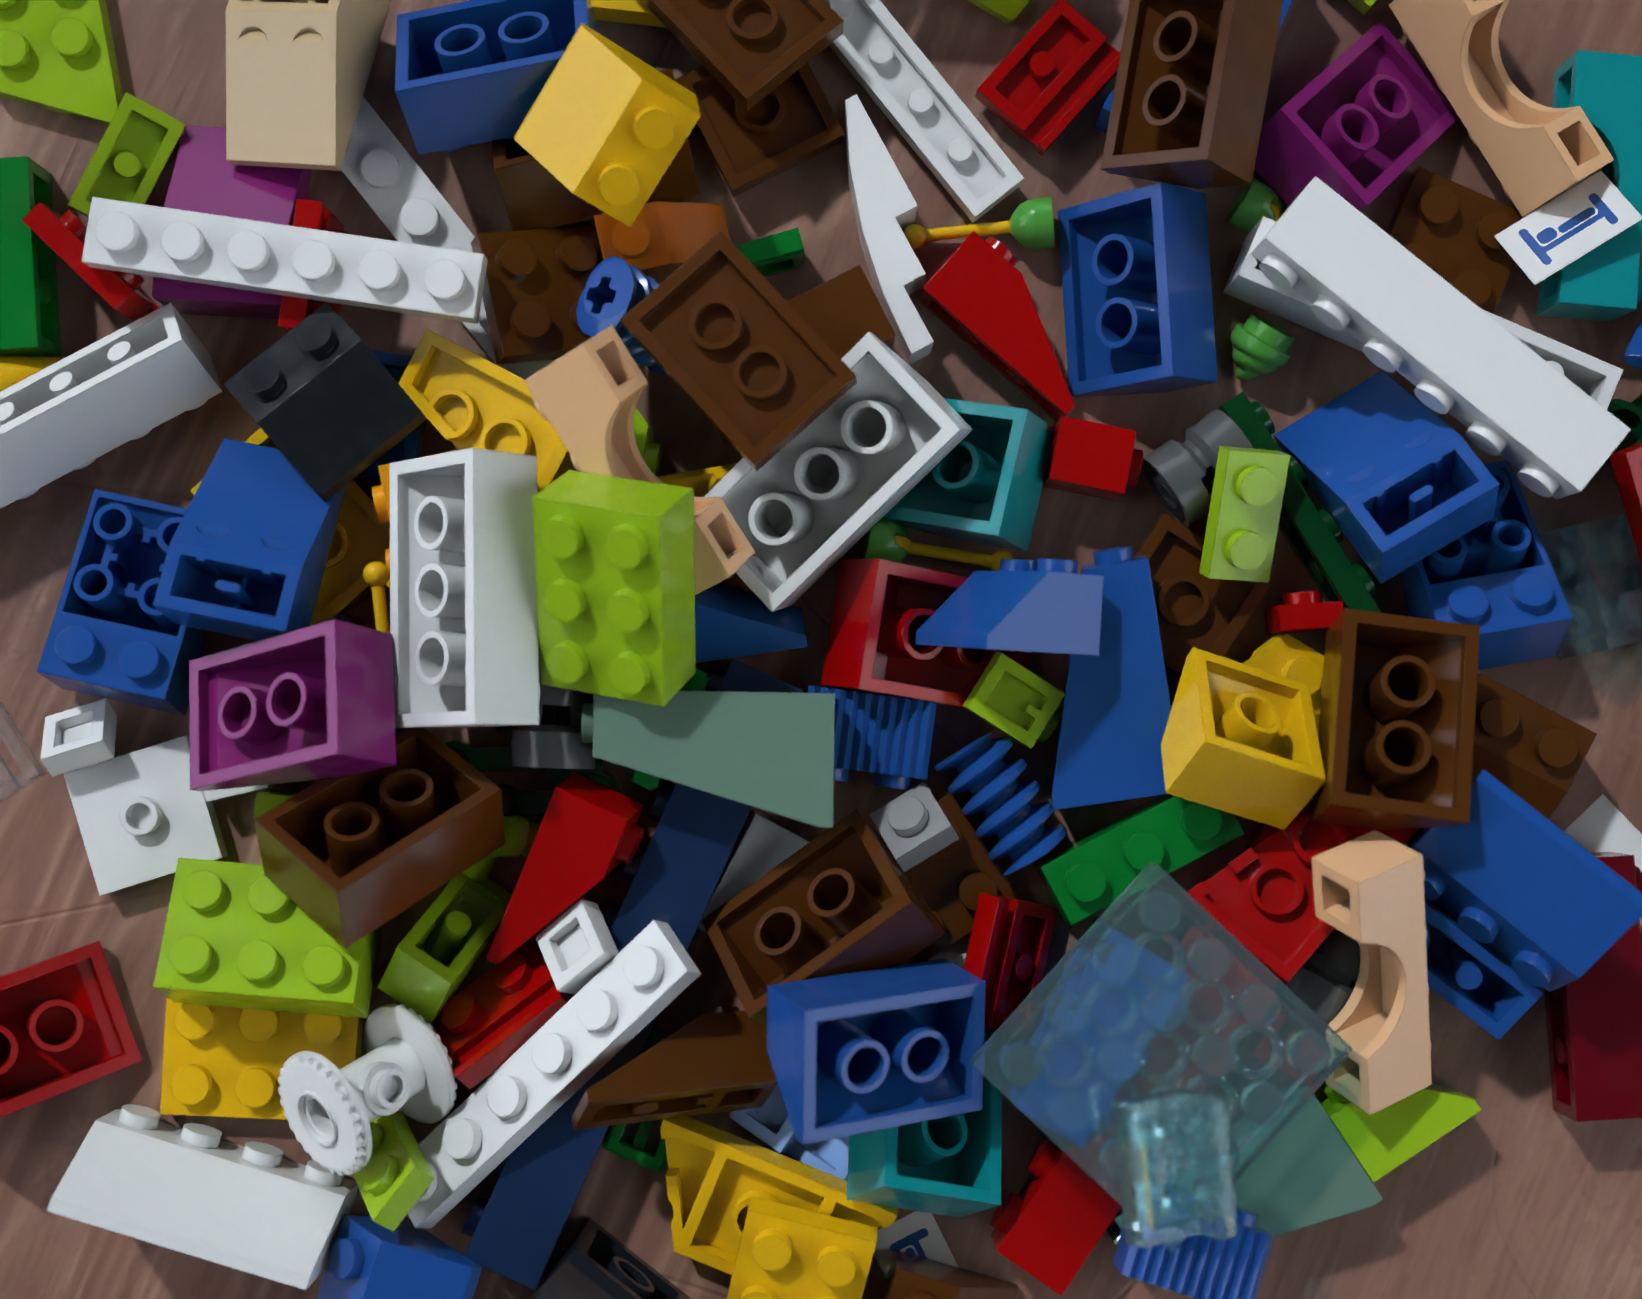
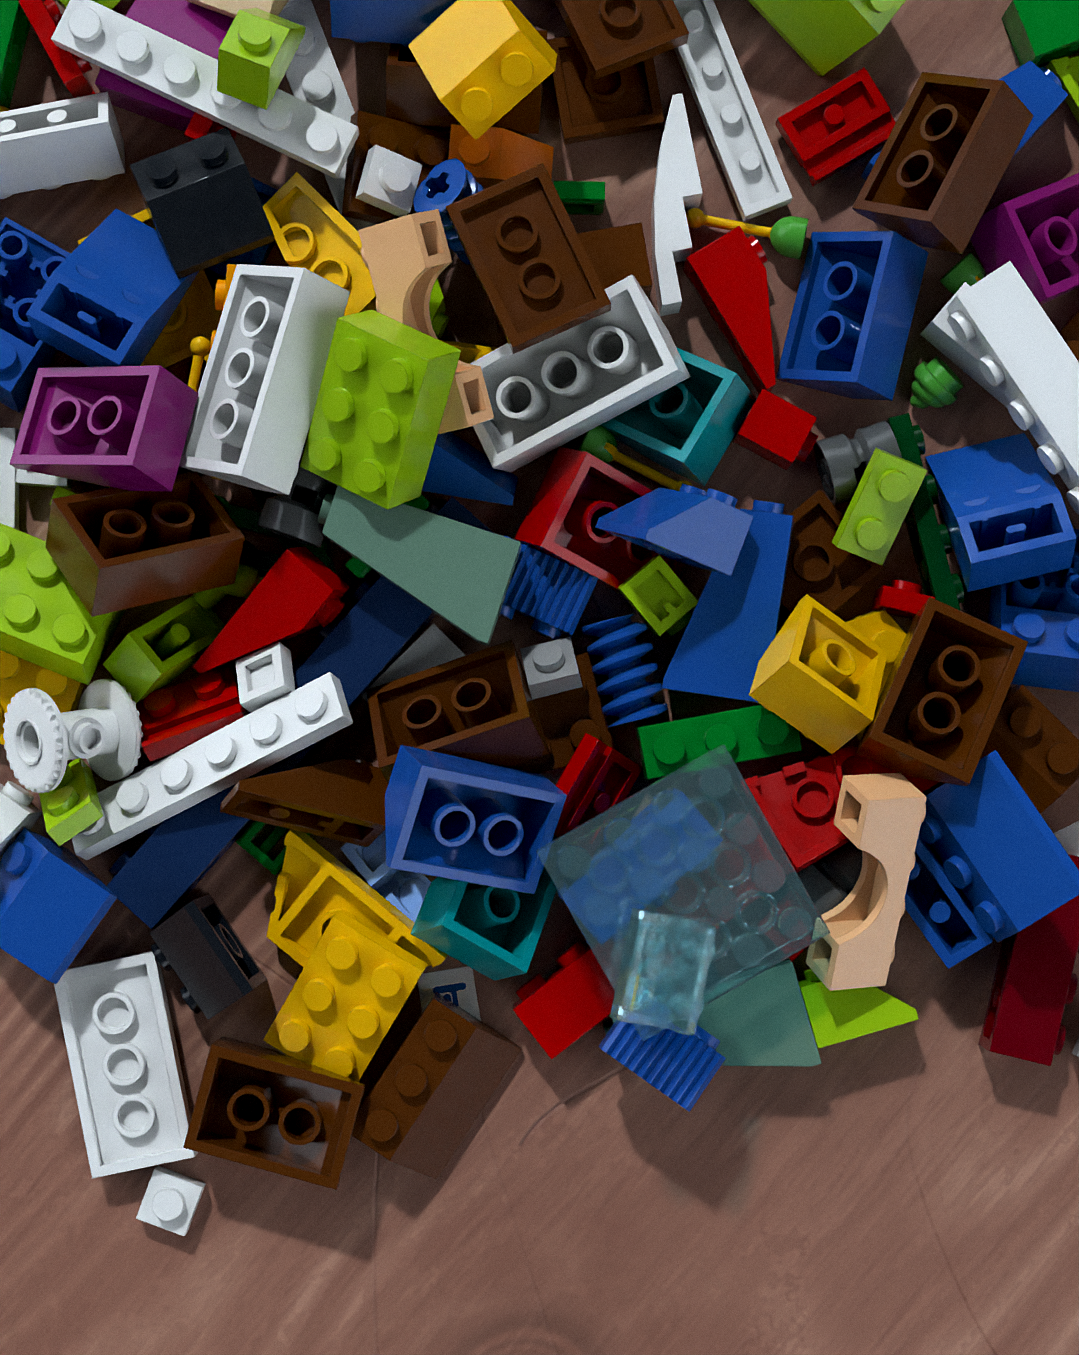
camera: 20 degrees right, 0 degrees up
(335, 206) = (256, 55): none -> lime slope
(540, 306) = (389, 181): none -> white plate

